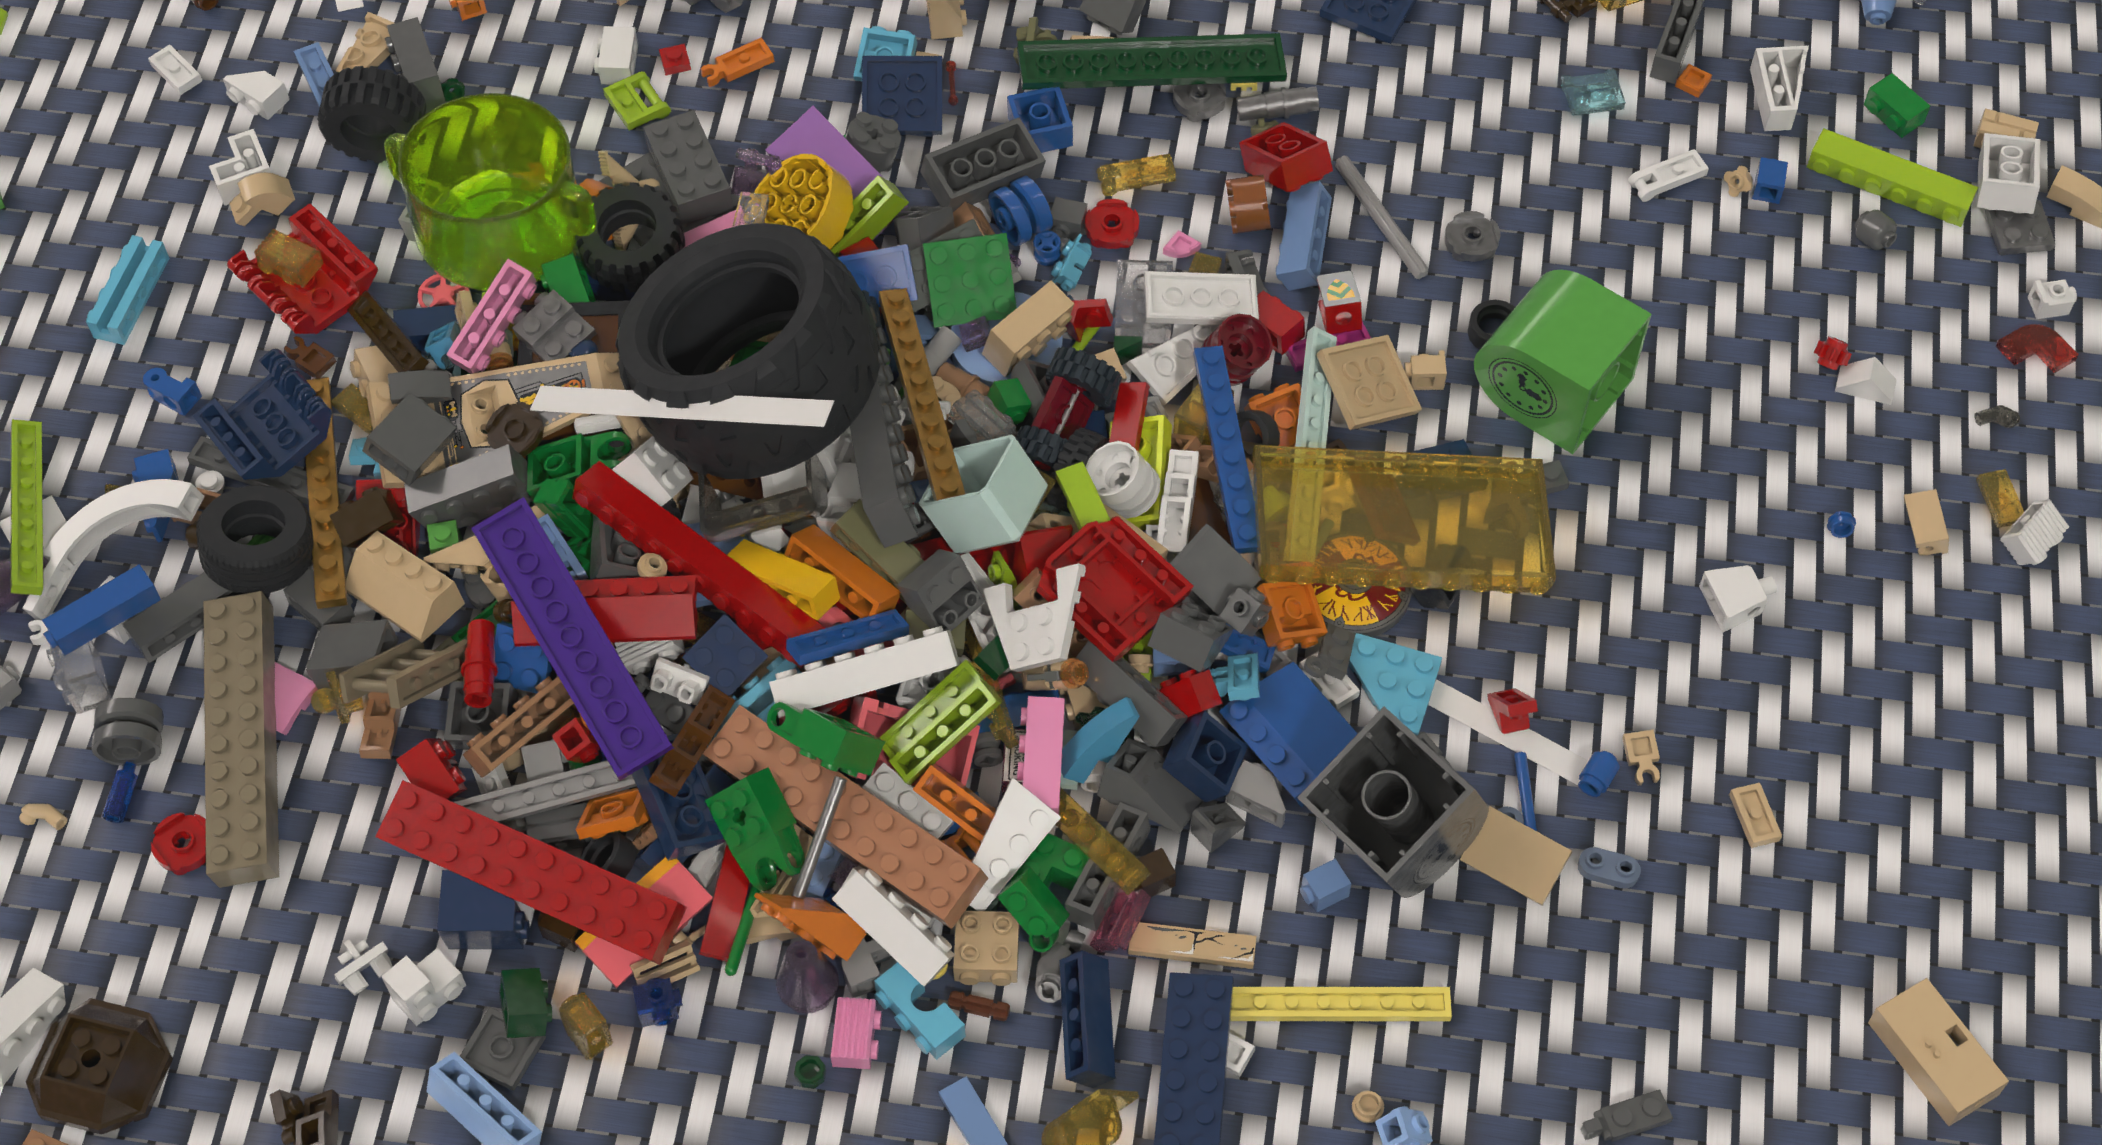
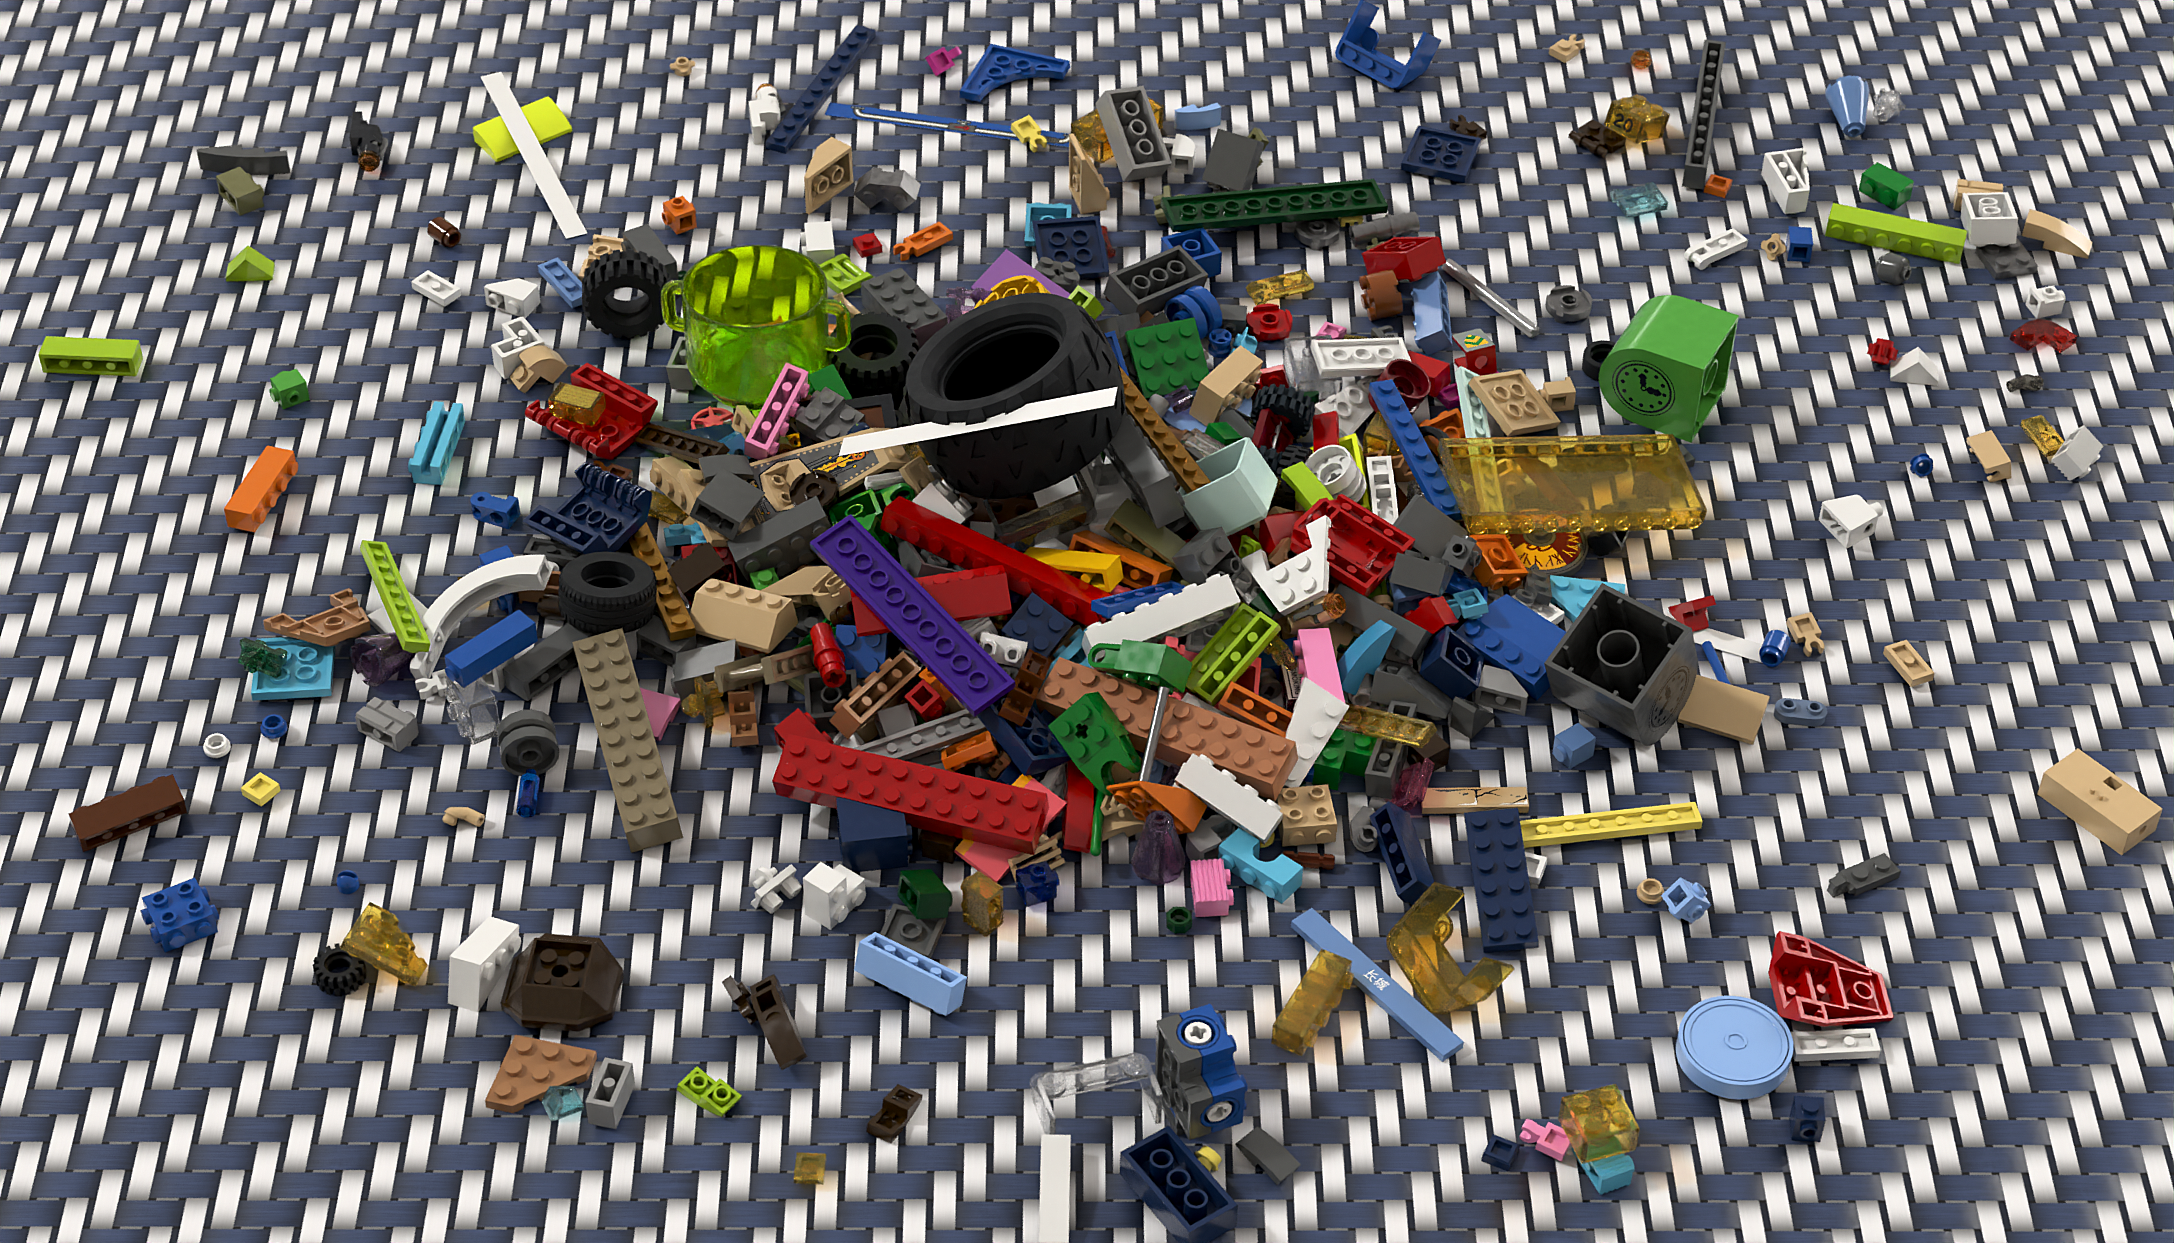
camera: 10 degrees left, 15 degrees down
(166, 841) = (593, 833): red plate -> none
(645, 568) = (961, 563): tan plate -> none
(1034, 909) = (1340, 779): green hinge -> none

